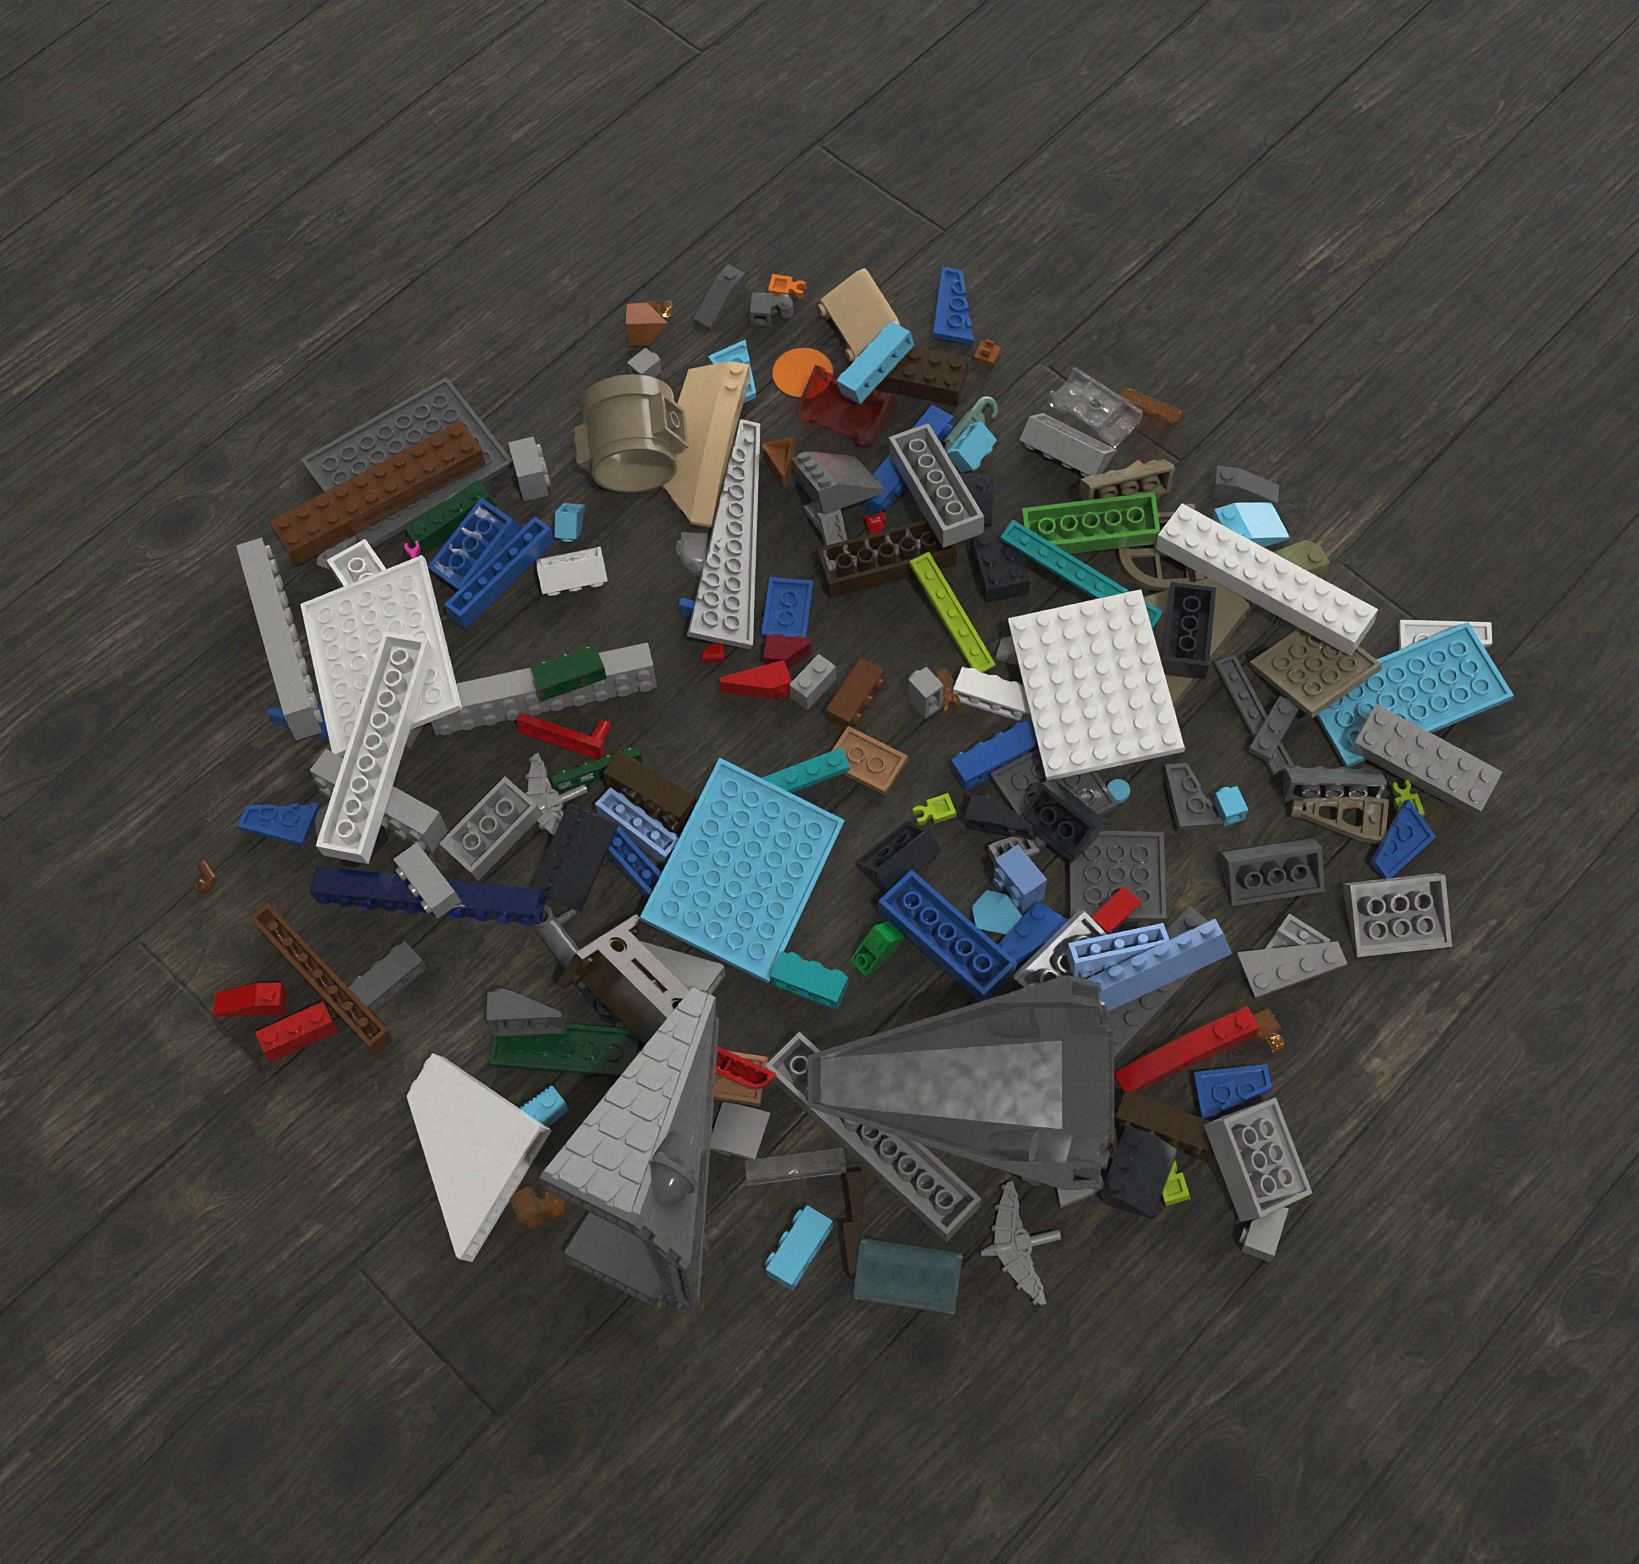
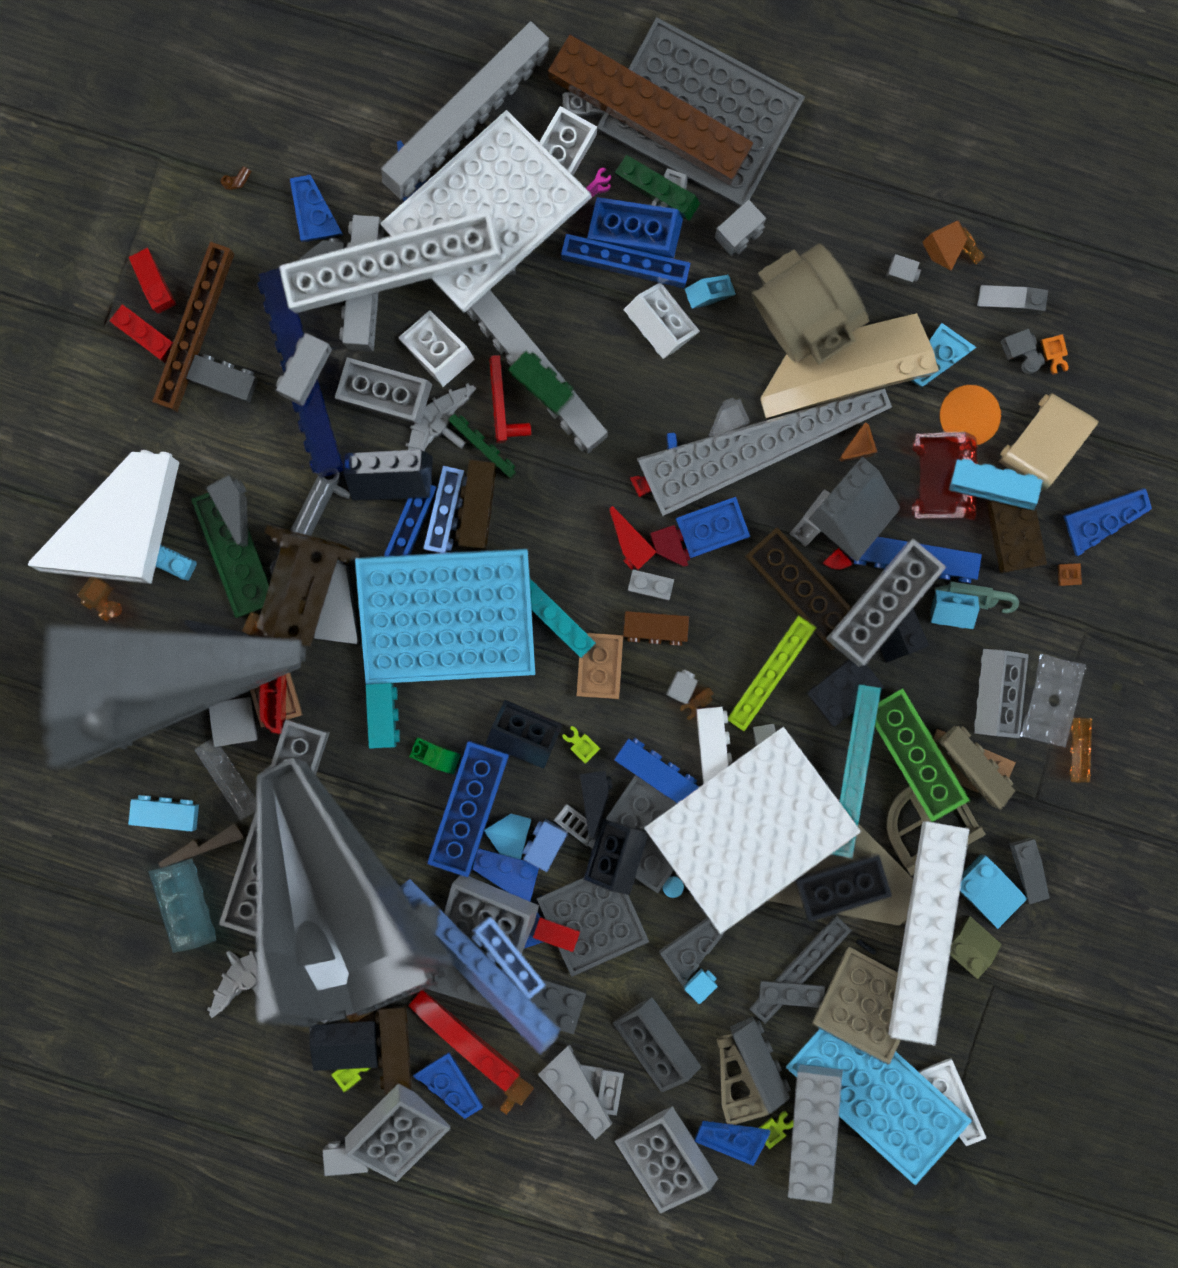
camera: 60 degrees right, 25 degrees up
(479, 767) = (437, 348): none -> white slope

